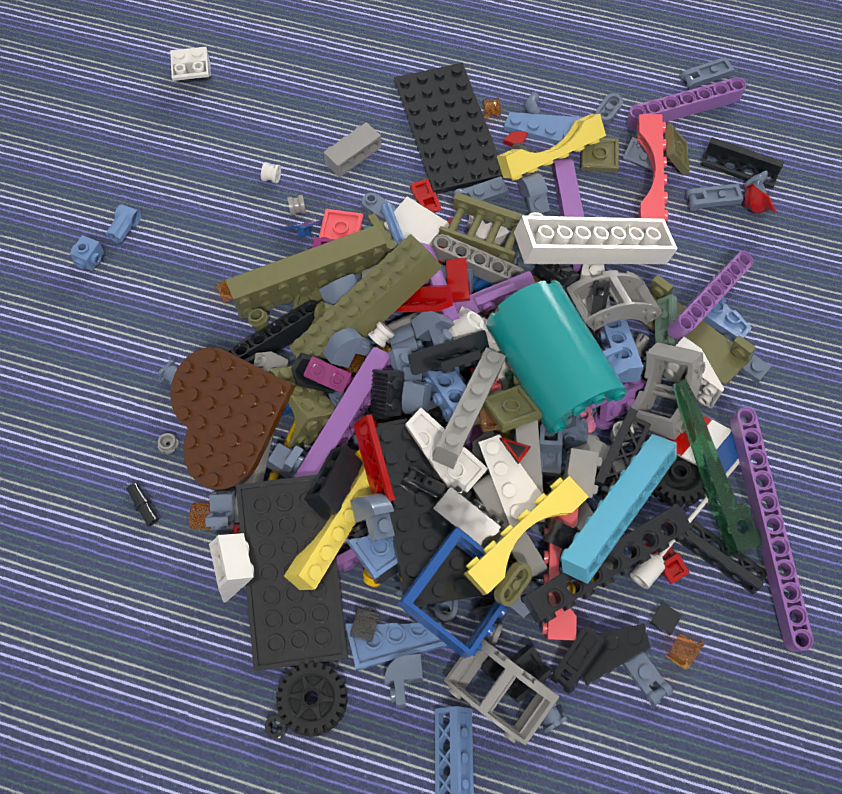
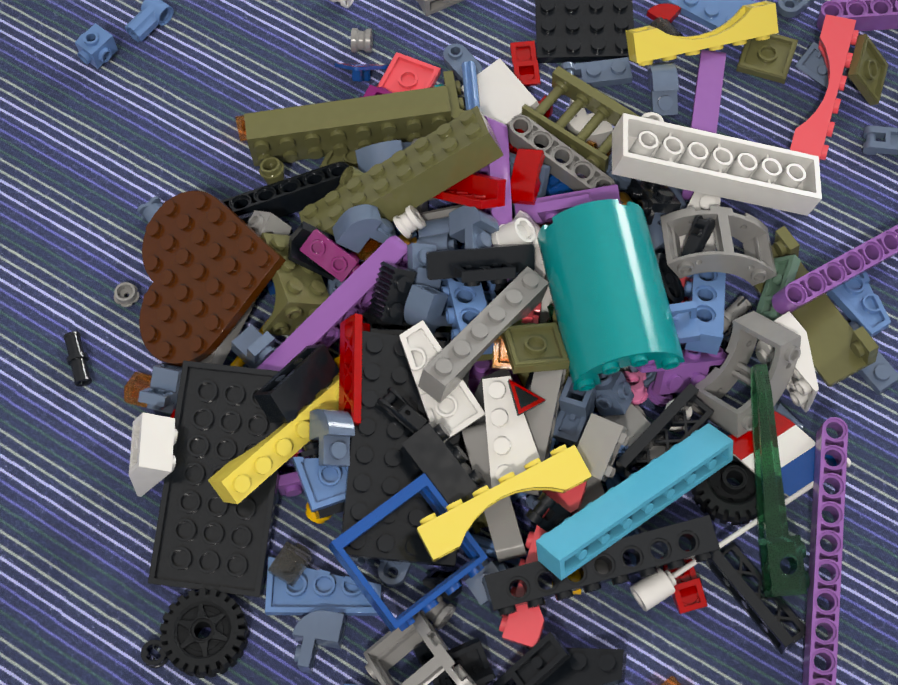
camera: 20 degrees right, 0 degrees up
(513, 584) = (470, 558): olive plate -> none
(665, 619) = (659, 654): black tile -> none

